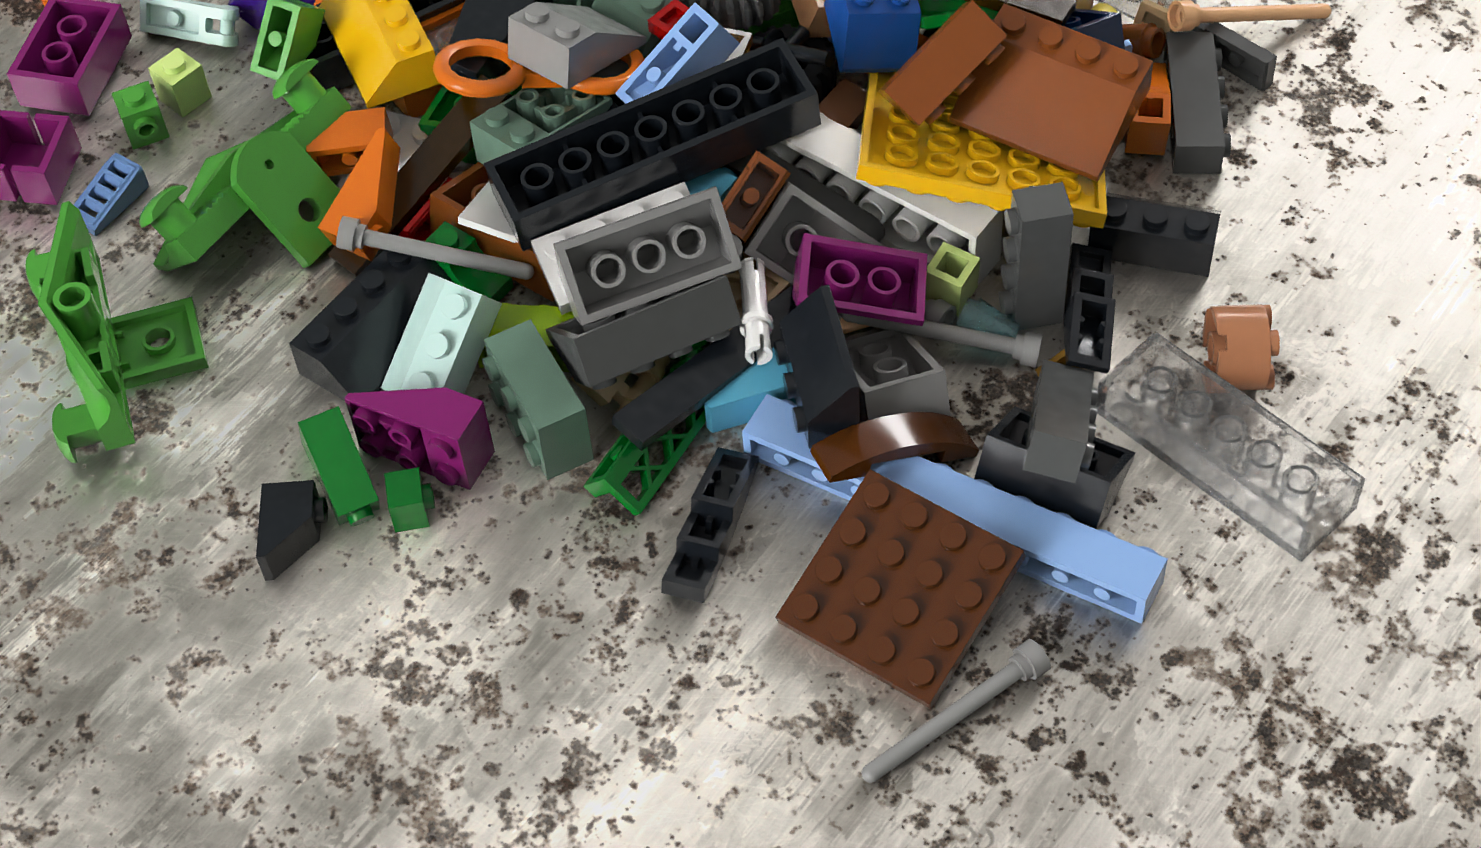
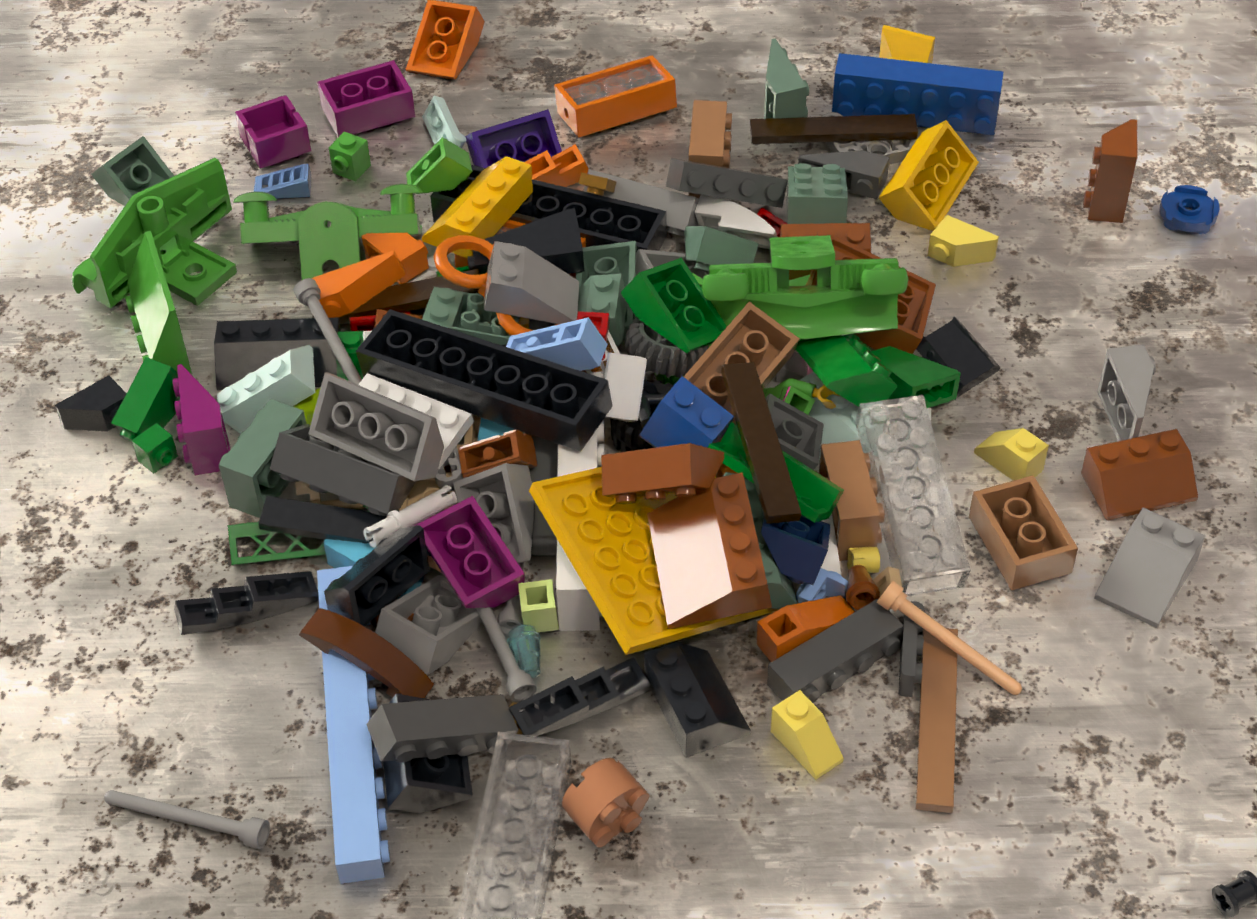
camera: 50 degrees right, 5 degrees down
(180, 82) = (389, 156): yellowish green brick -> none
(214, 385) = (154, 309): none -> bright green slope
(765, 27) = (626, 383): none -> white slope
(900, 588) = (256, 727): reddish brown plate -> none
(1036, 255) = (564, 627): dark grey brick -> none
(1264, 171) = (805, 734): none -> light yellow slope
(1333, 86) = (937, 726): none -> medium nougat tile

